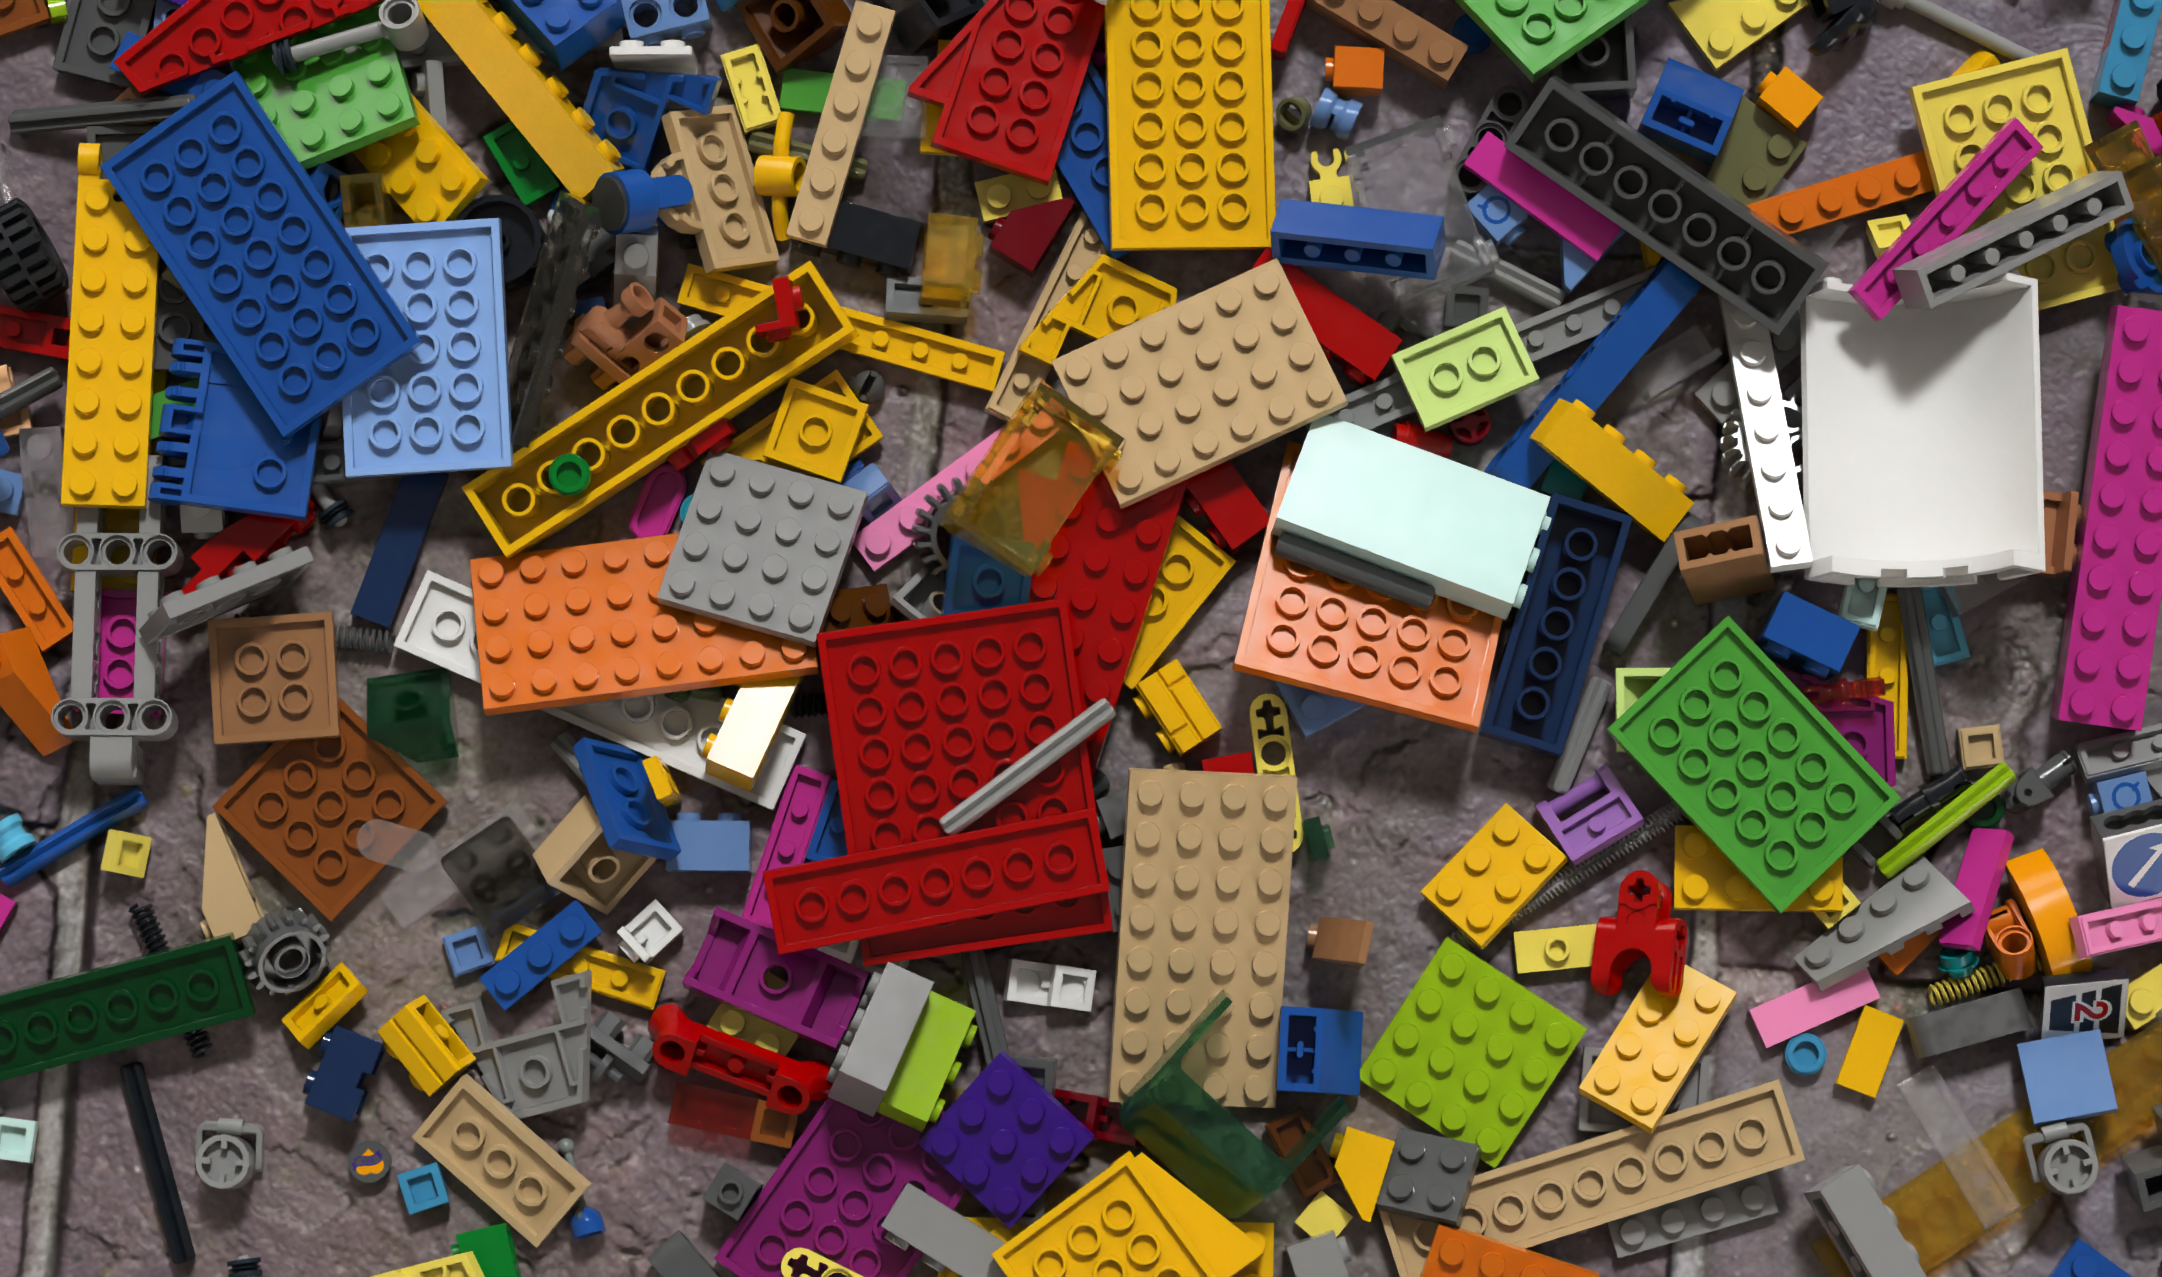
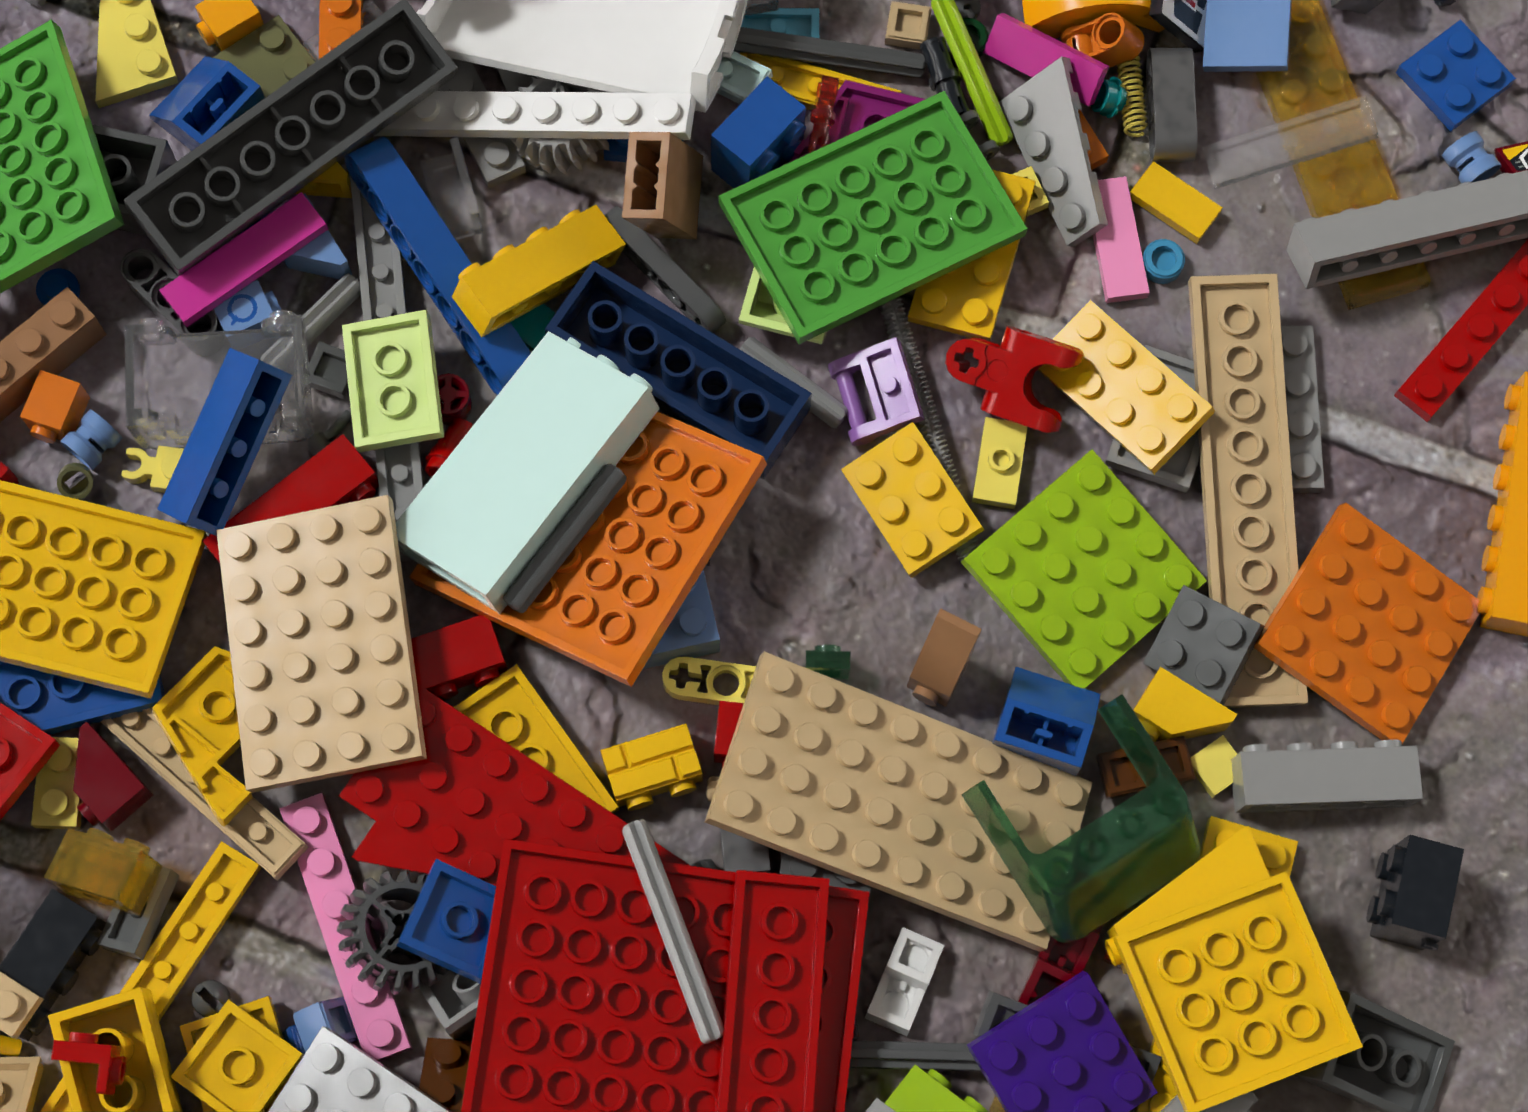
camera: 80 degrees left, 10 degrees down
(1032, 480) = (364, 838): clear yellow windscreen -> none
(2062, 1164) = (1331, 51): light grey piece -> none

